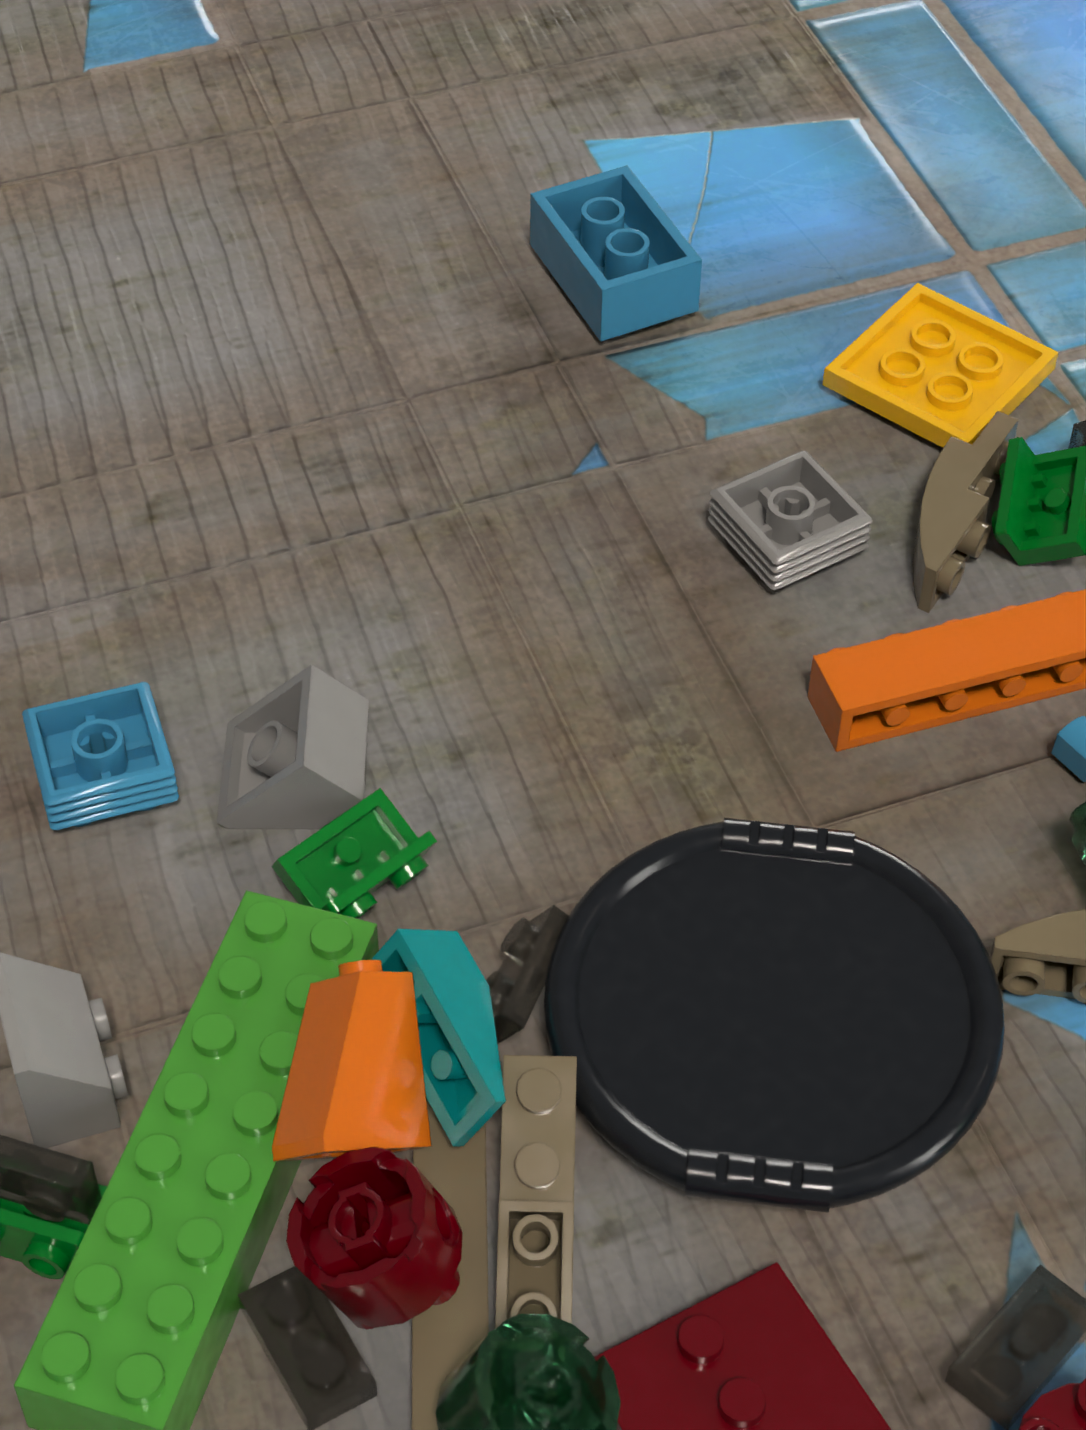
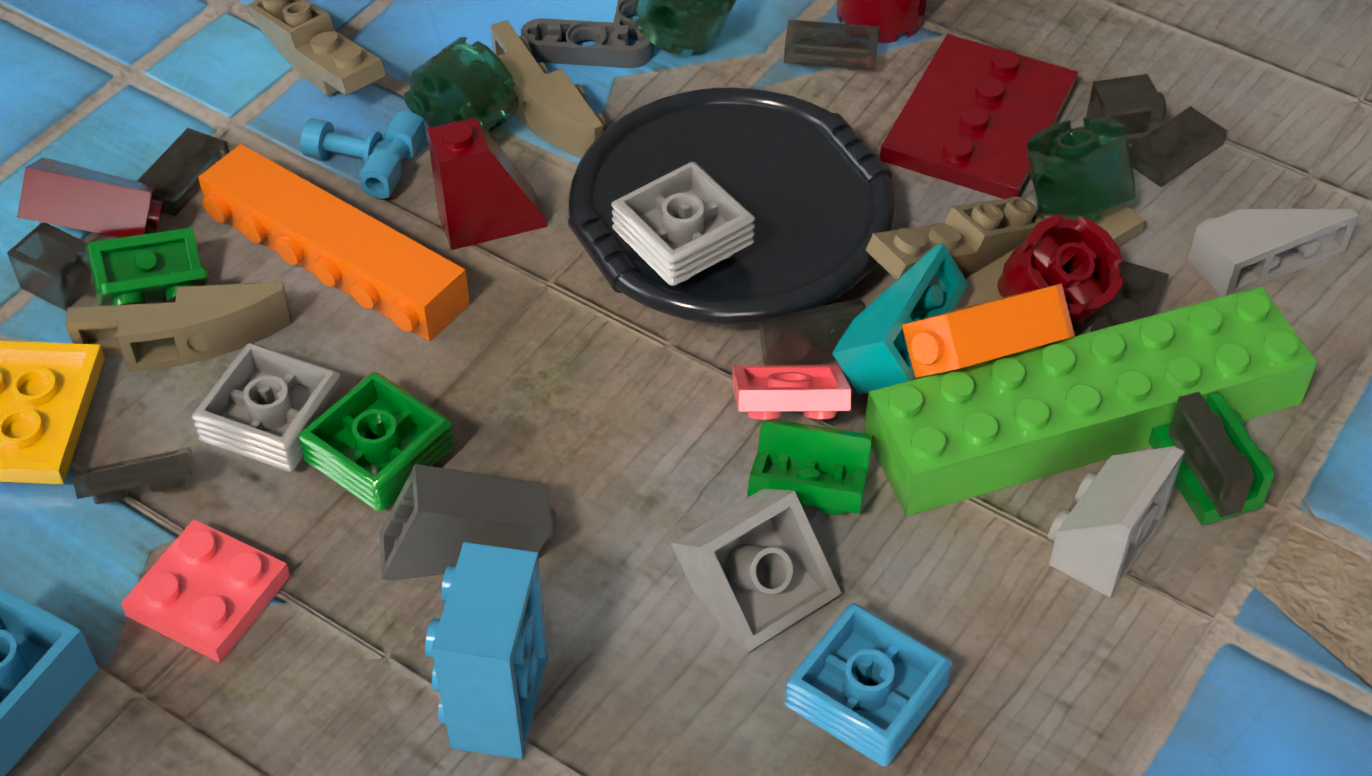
camera: 125 degrees left, 0 degrees up
(343, 487) = (489, 649): none -> dark azure brick
(460, 881) = (777, 388): none -> coral plate
(522, 576) = (451, 507): none -> dark grey slope
(624, 425) = (206, 590): none -> coral plate
(682, 571) = (375, 440): none -> green brick
(726, 873) = (683, 223): none -> light grey brick
(785, 412) = (111, 481): none -> clear smoke plate
(964, 781) = (478, 186): none -> dark red slope

